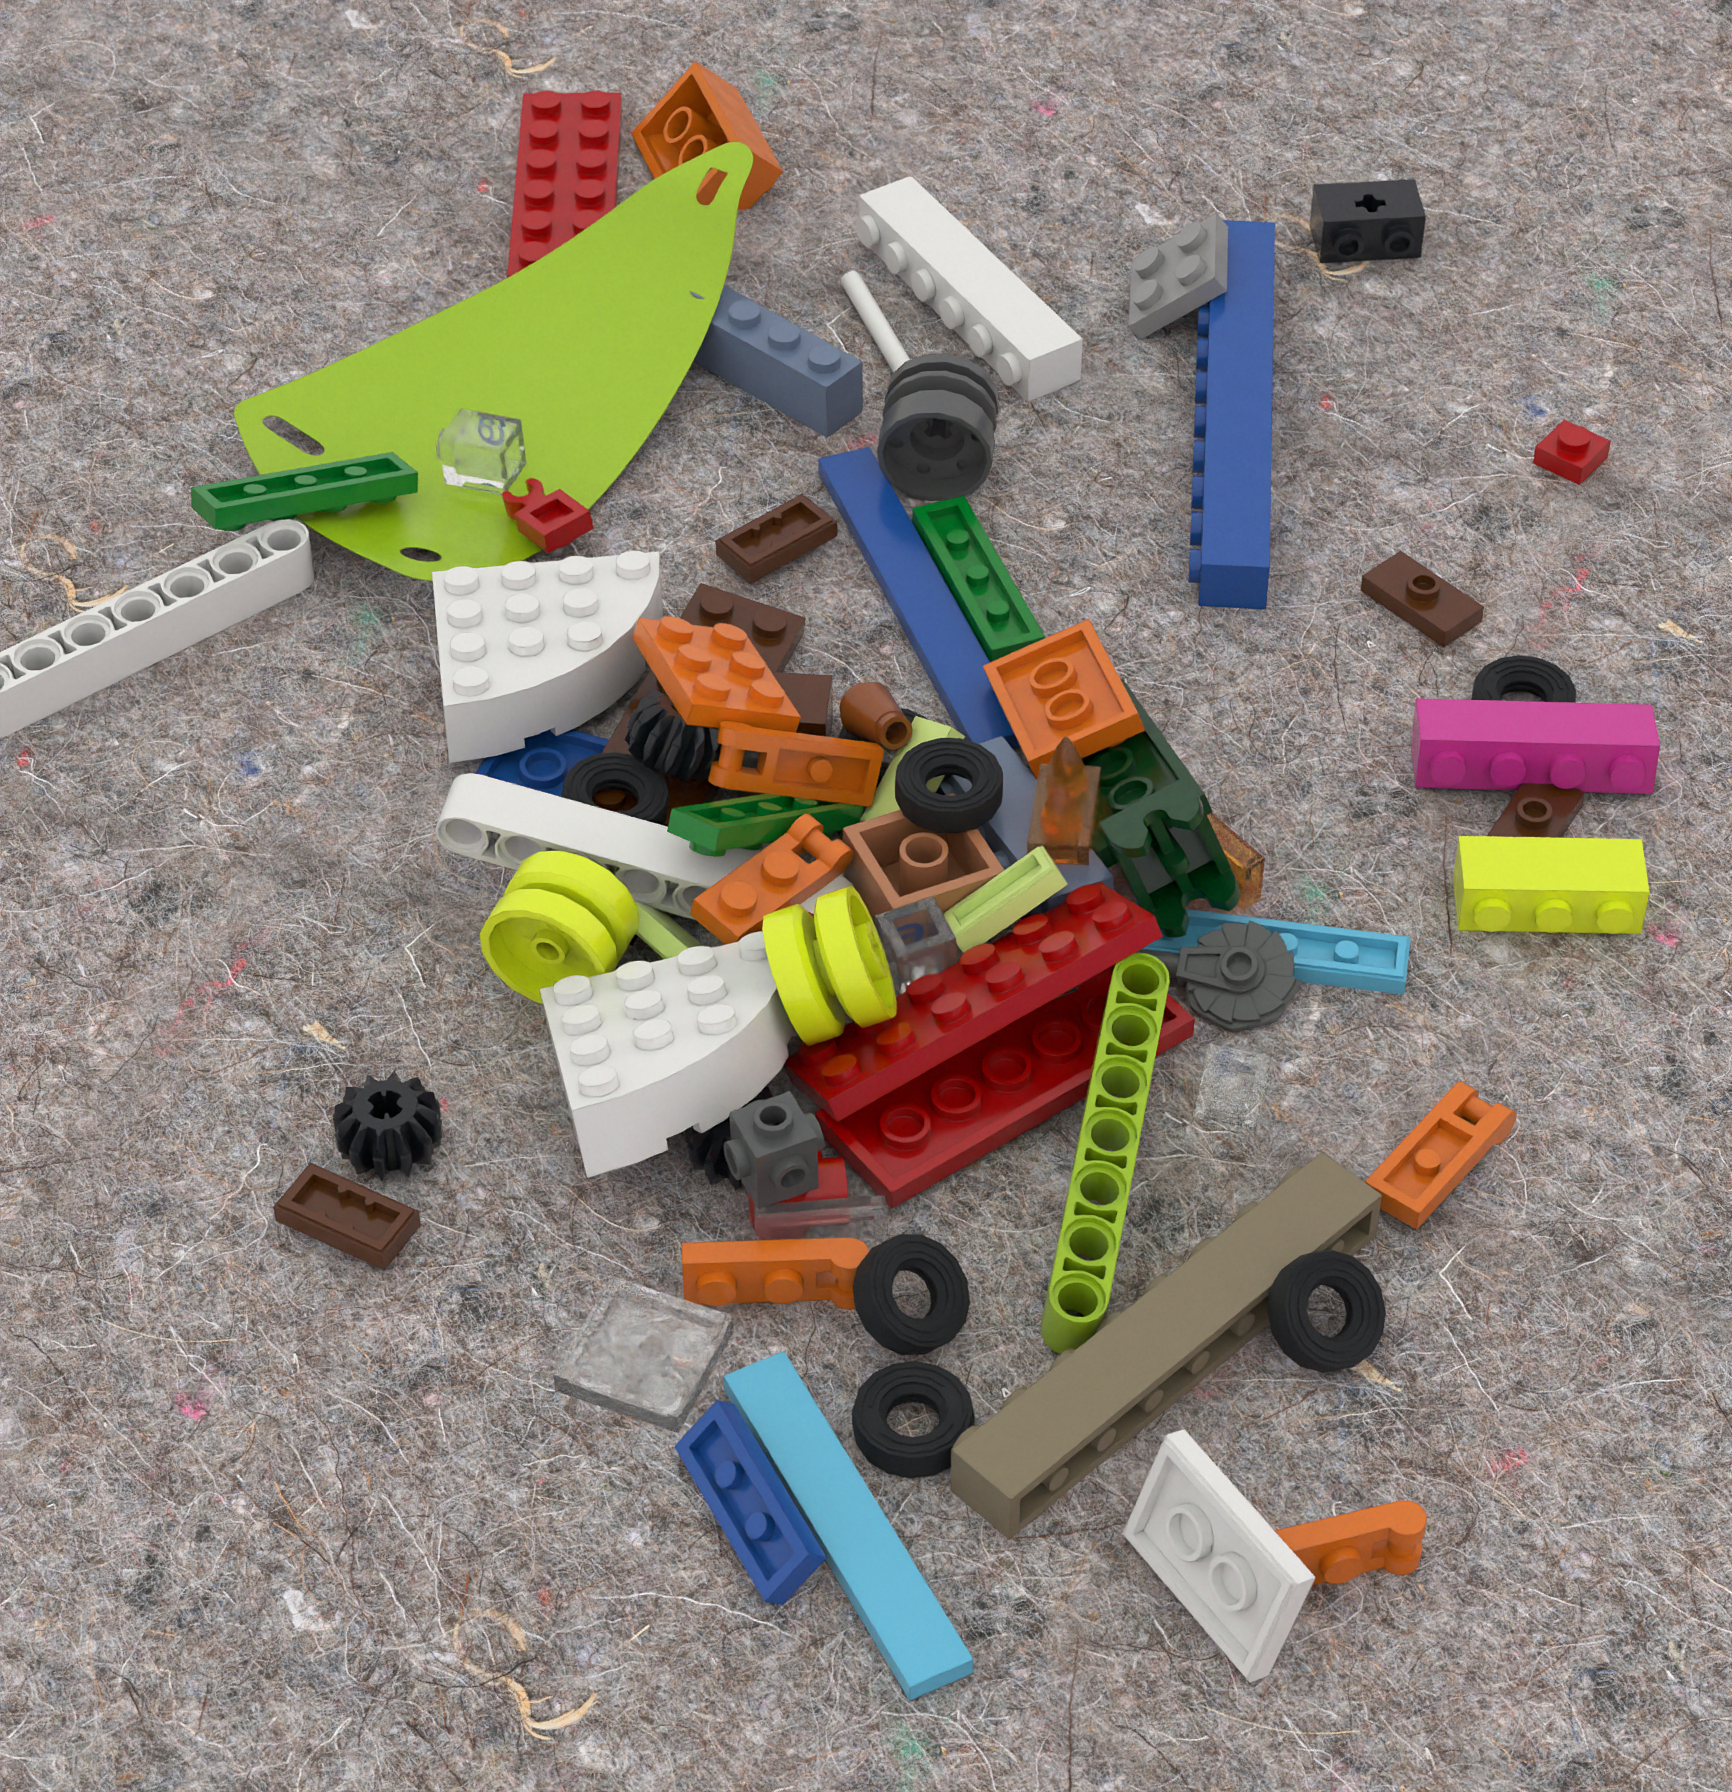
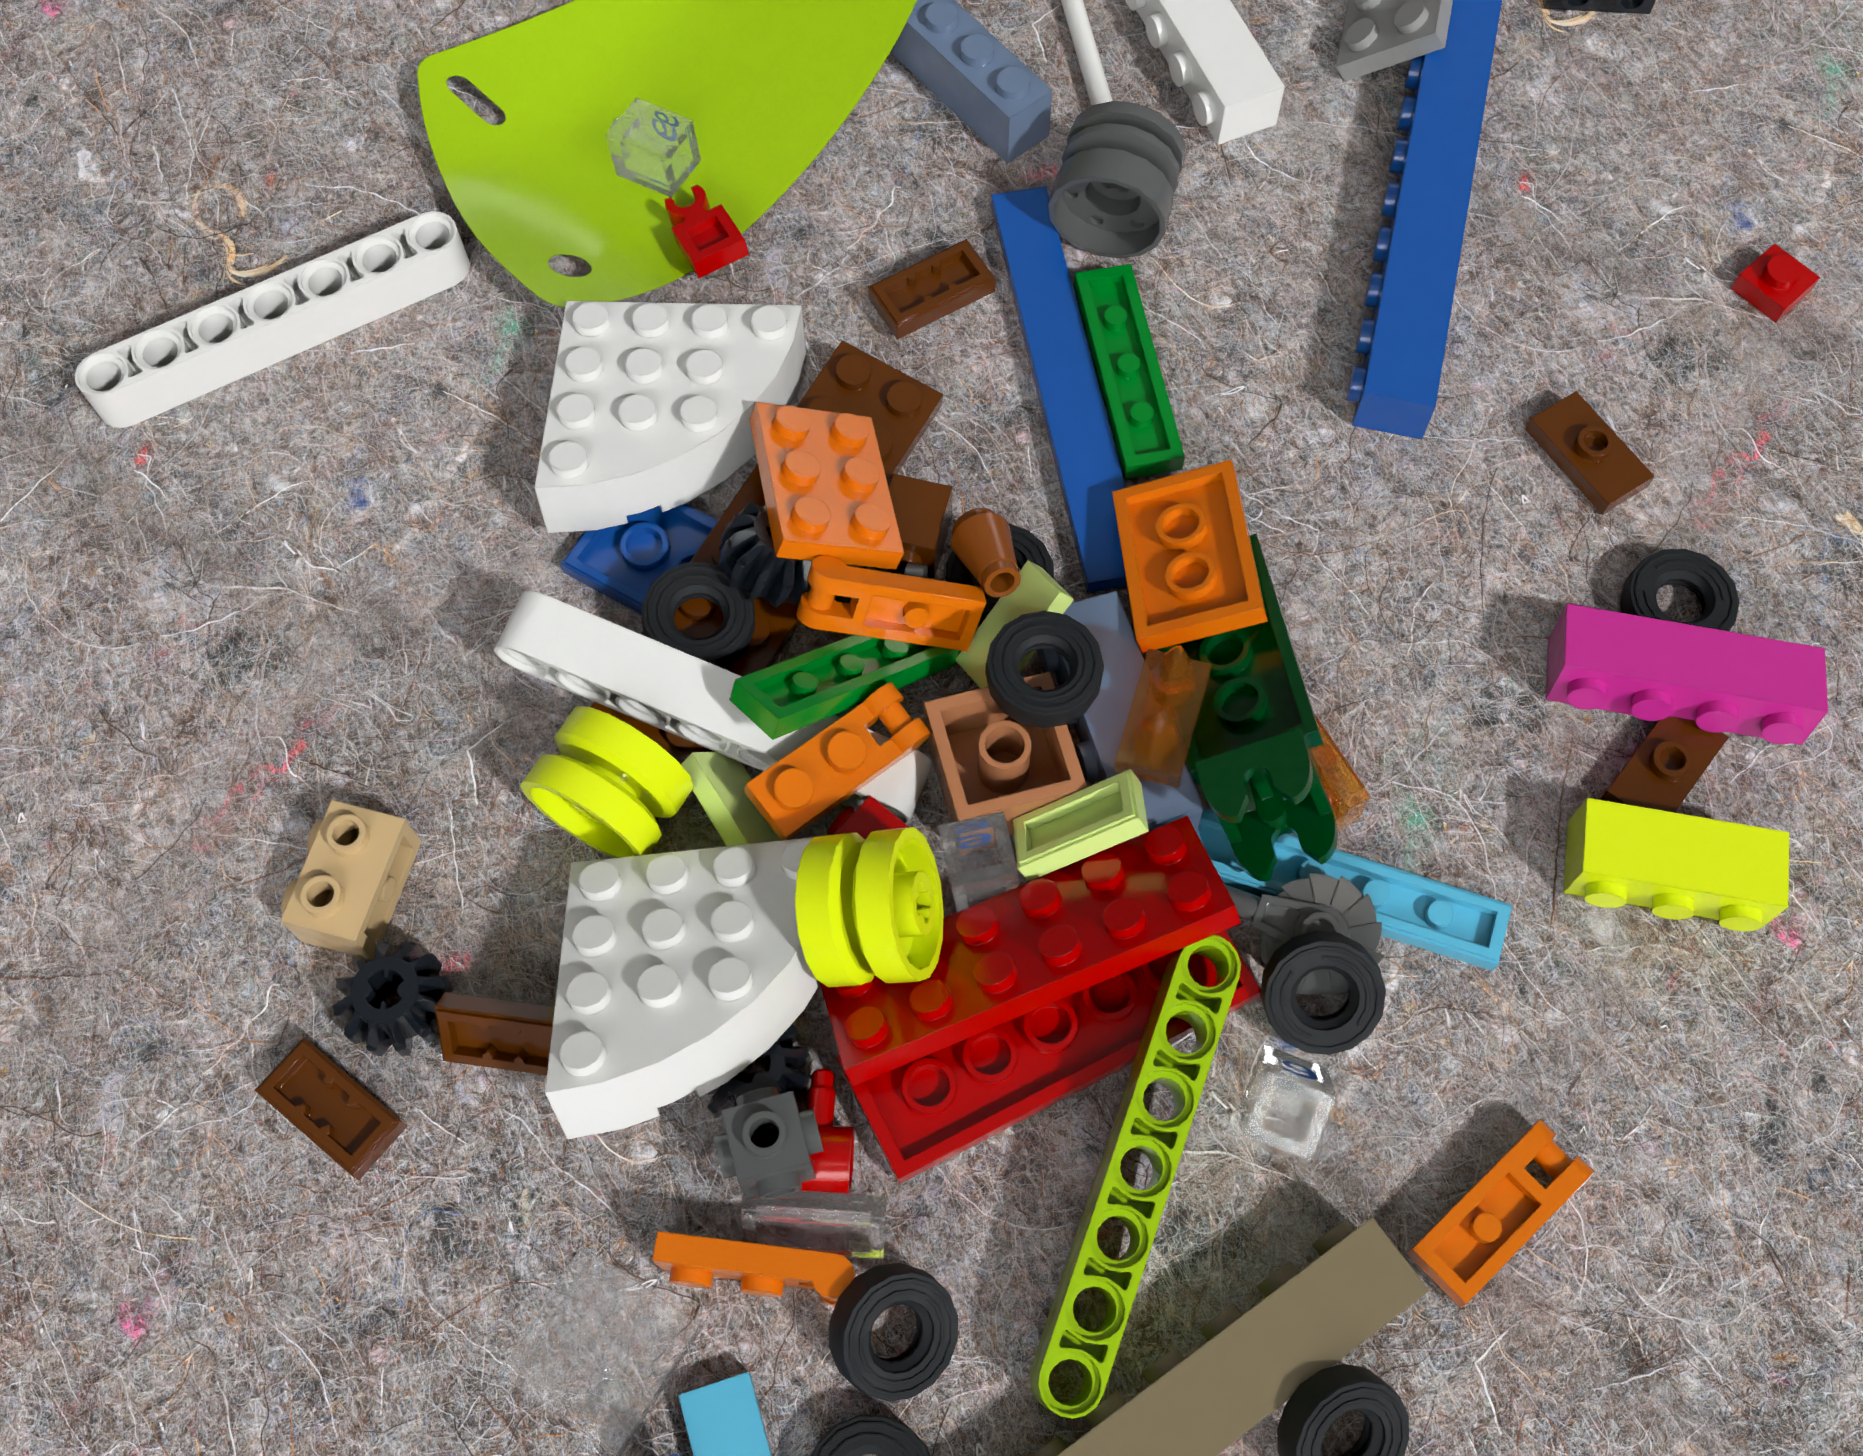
camera: 10 degrees right, 20 degrees up
(304, 490) = (462, 177): green plate -> none
(323, 1042) = (350, 879): none -> tan brick
(504, 1134) = (495, 1032): none -> reddish brown plate
(1264, 974) = (1334, 1031): none -> black tyre

